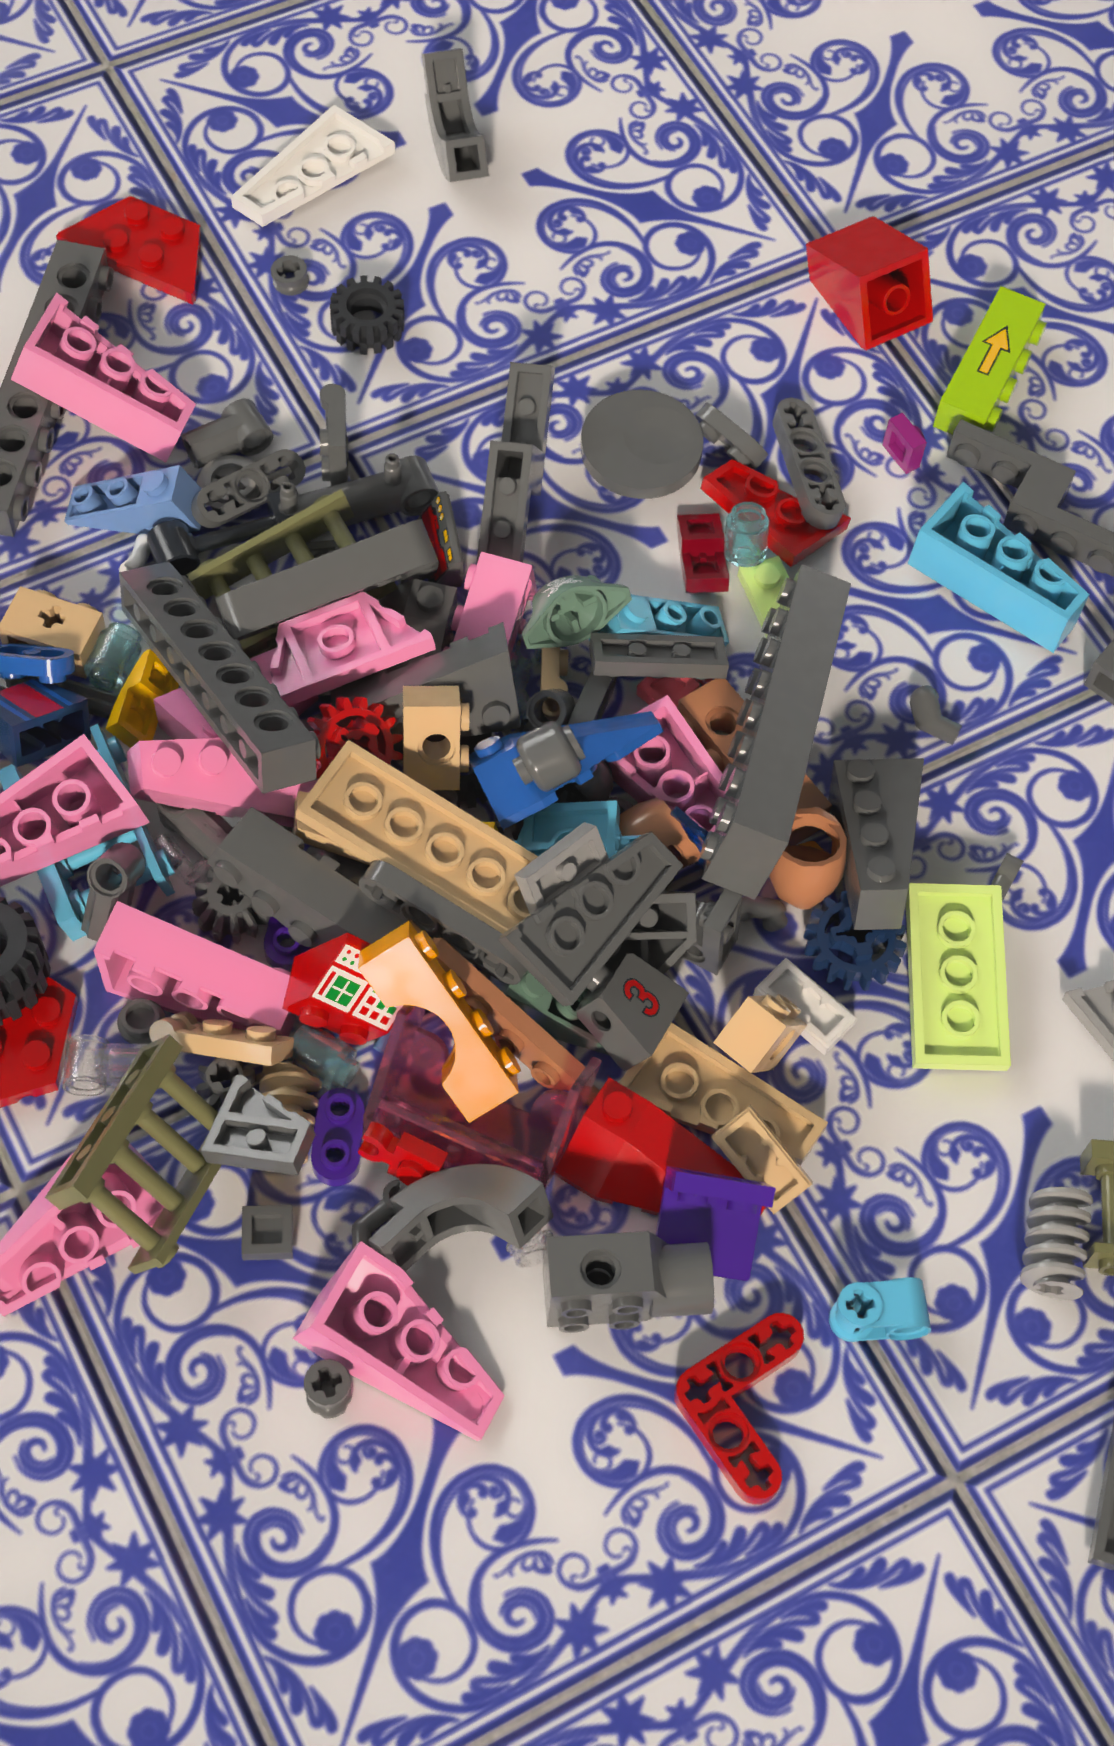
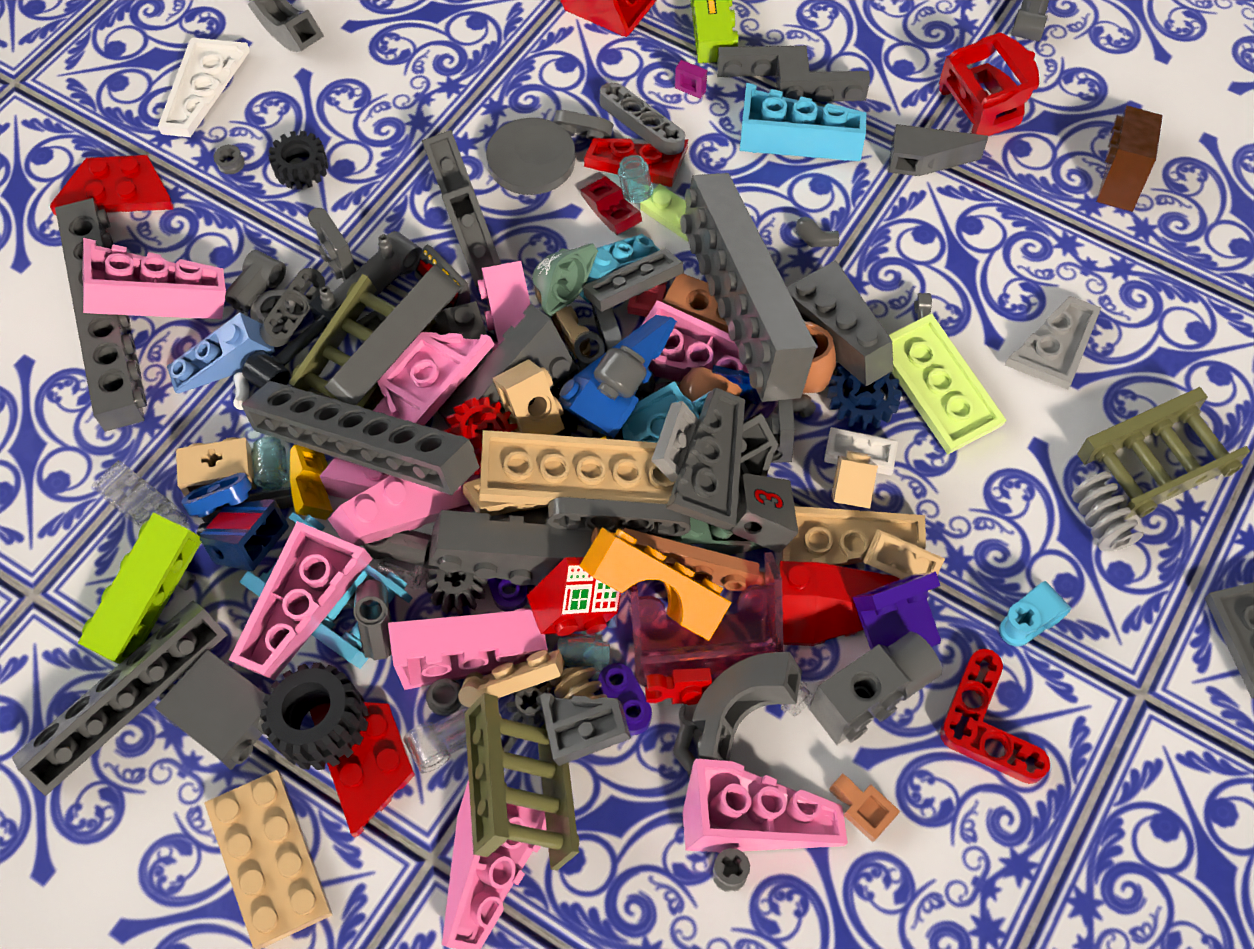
camera: 25 degrees left, 0 degrees up
(267, 1232) = (622, 789): dark grey plate -> none
(528, 1415) = (868, 809): none -> nougat plate

